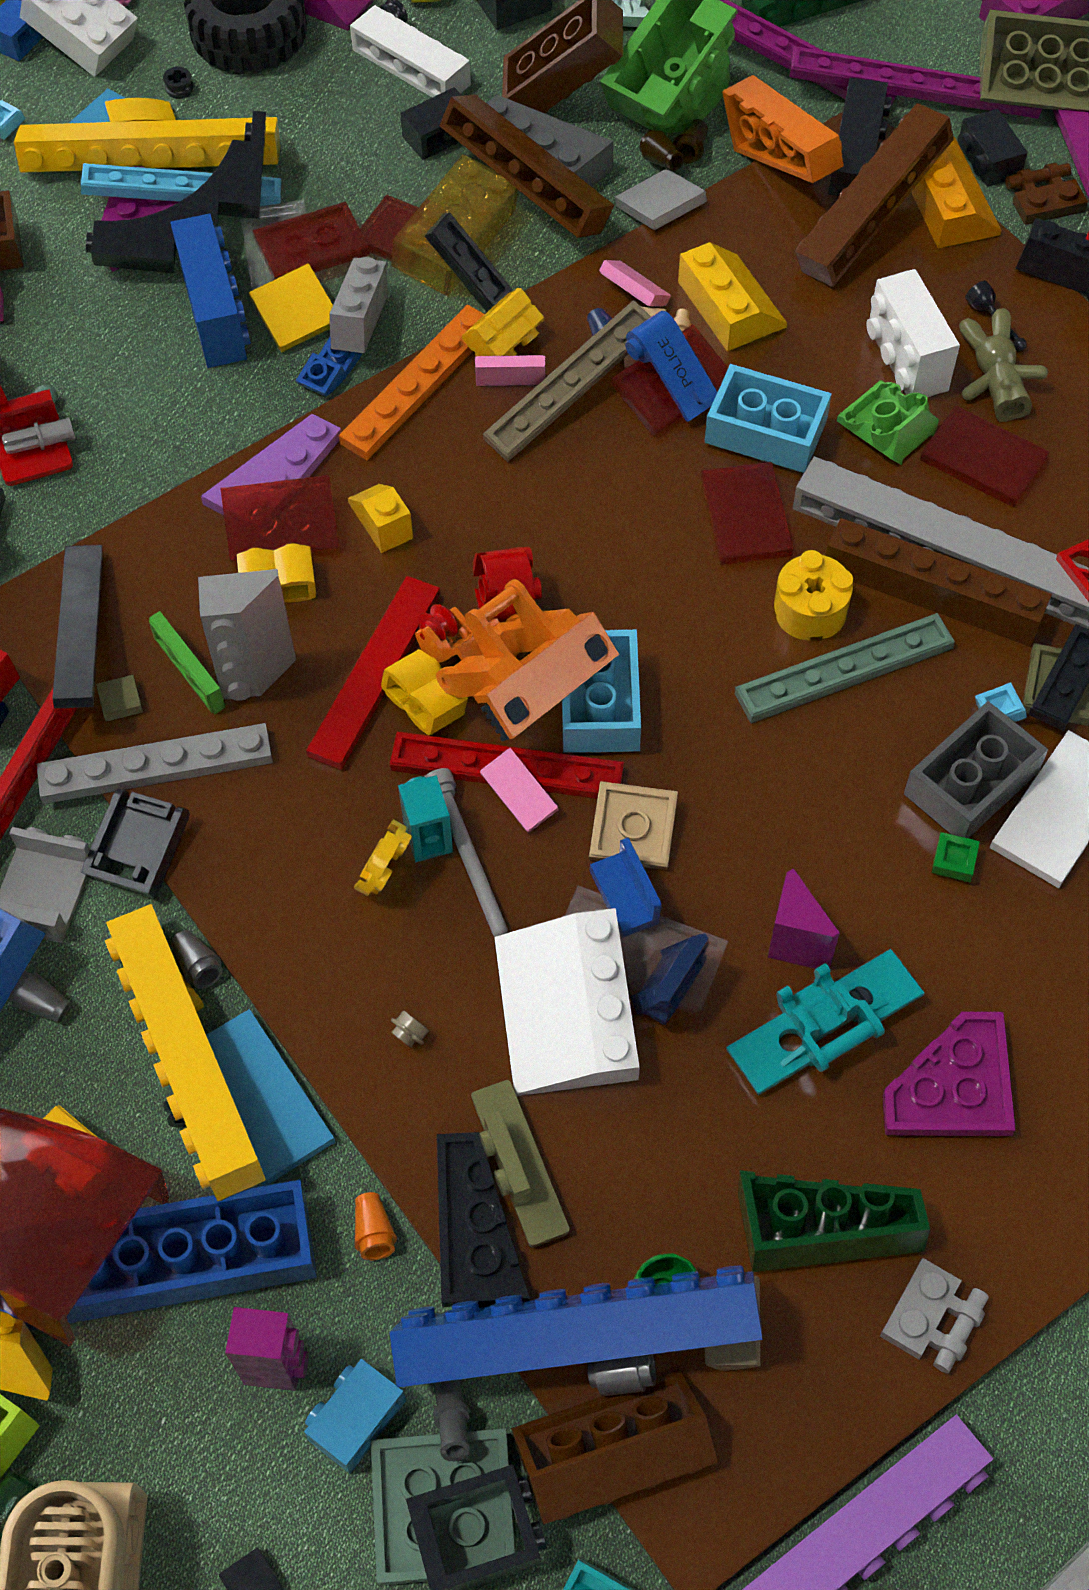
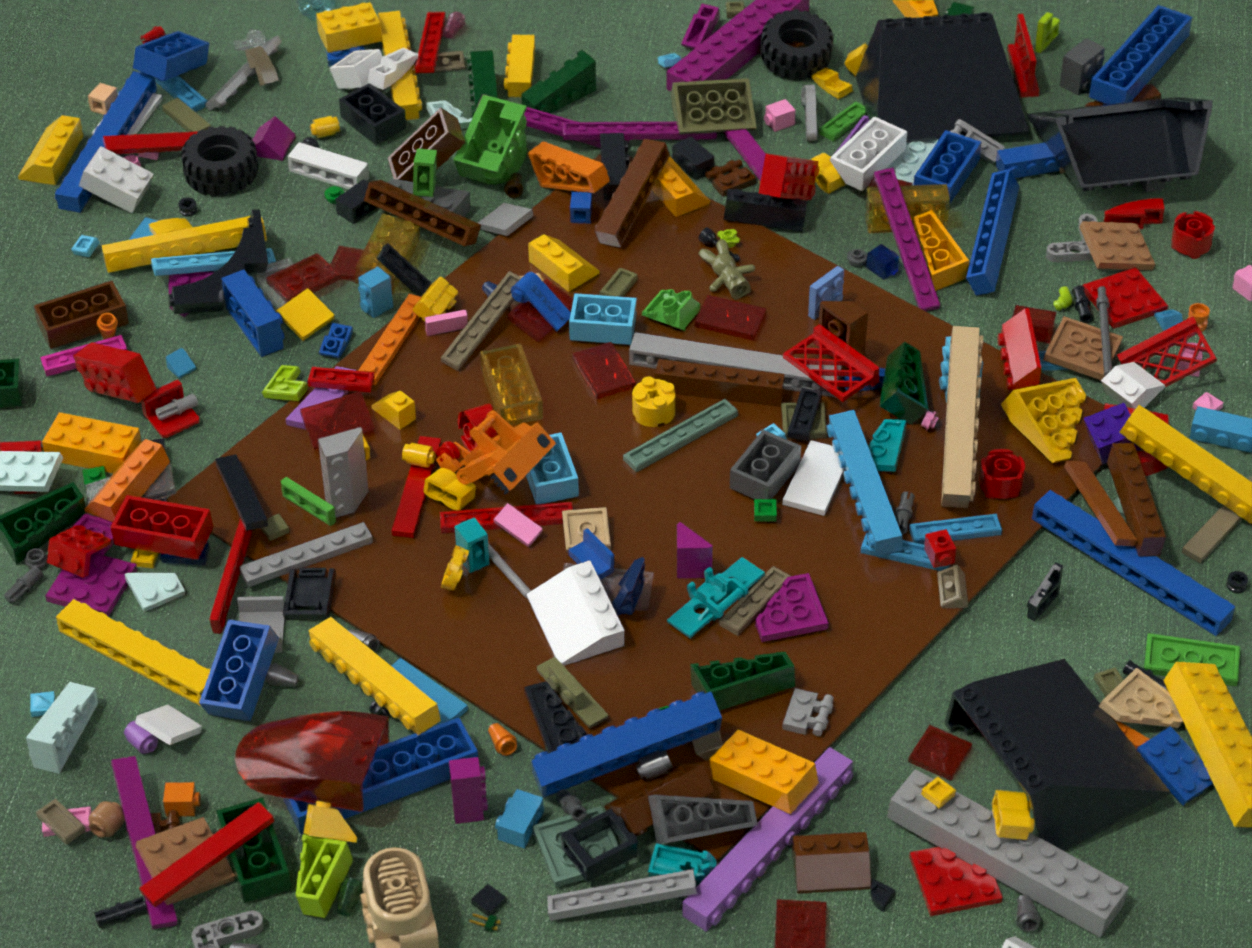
camera: 15 degrees left, 15 degrees down
(75, 354) = (180, 363): none -> dark azure slope
(221, 429) = (284, 386): none -> lime tile
(308, 443) = (341, 379): none -> red tile
(358, 305) = (345, 304): light grey brick -> none
(389, 616) = (418, 455): none -> yellow brick
(404, 100) = (332, 193): none -> green plate
(409, 1029) = (493, 645): dark tan plate -> none
(412, 292) = (375, 292): none -> dark azure brick
(545, 96) = (424, 172): none -> bright green brick
(582, 514) = (511, 384): none -> clear yellow brick
(634, 283) = (504, 265): bright pink tile -> none
(660, 150) = (498, 193): dark brown cone -> none
(673, 1528) = (689, 817): none -> dark grey wedge
(786, 203) = (581, 207): none -> blue brick
(811, 356) = (619, 283): none -> olive tile
(821, 1449) = (764, 771): none -> light orange brick
(904, 1036) = (753, 603): none -> dark tan tile
(912, 334) = (673, 261): white brick -> none
(1017, 304) = (729, 236): none -> lime plate

